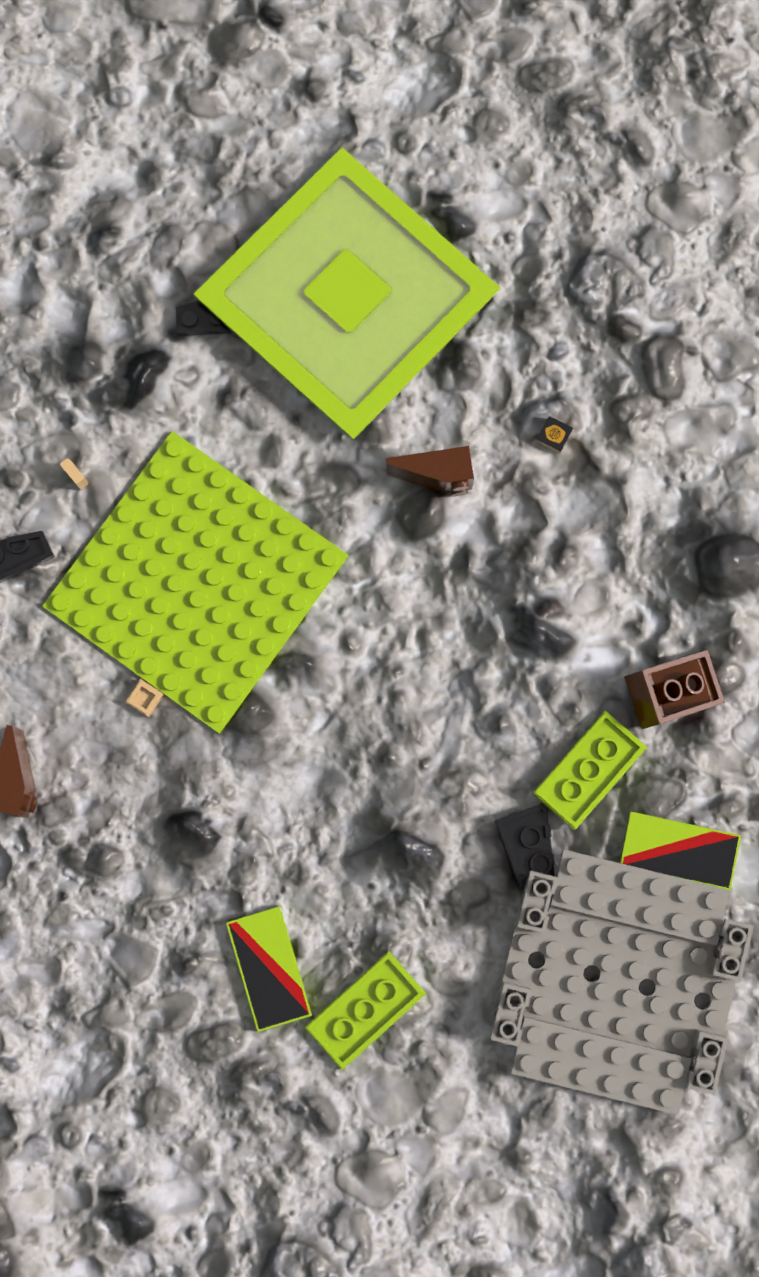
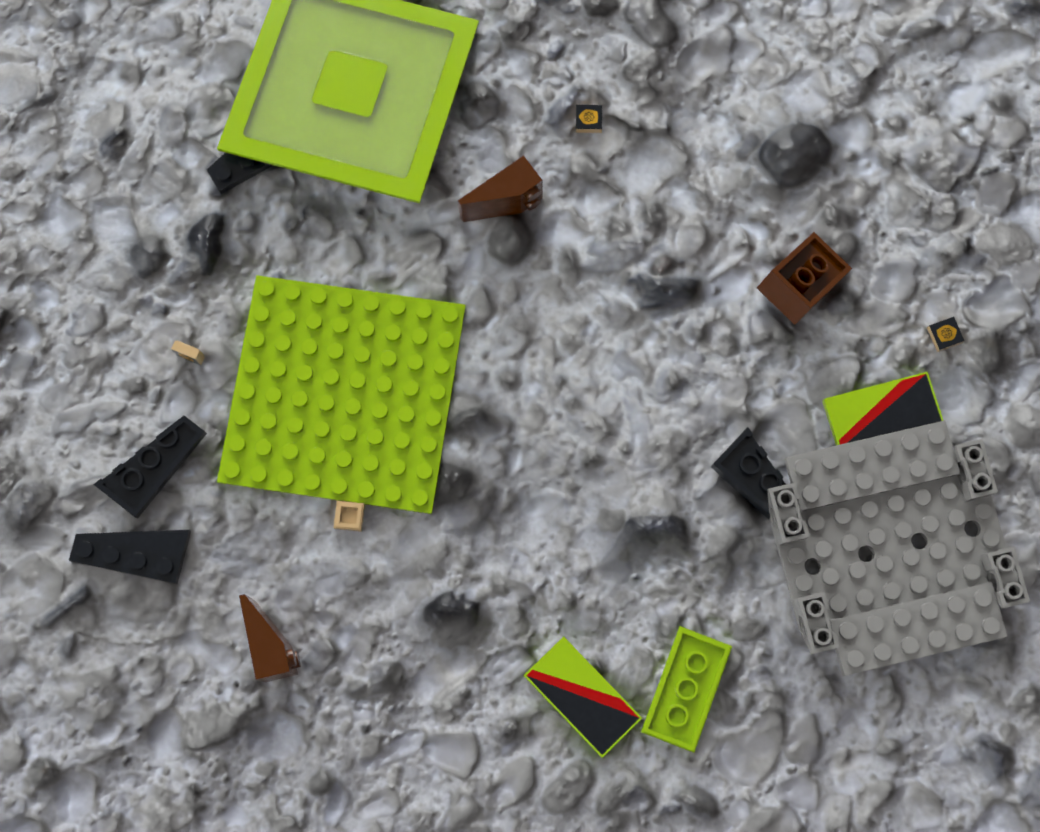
camera: 30 degrees left, 5 degrees down
(589, 770) = (769, 382): lime tile -> none

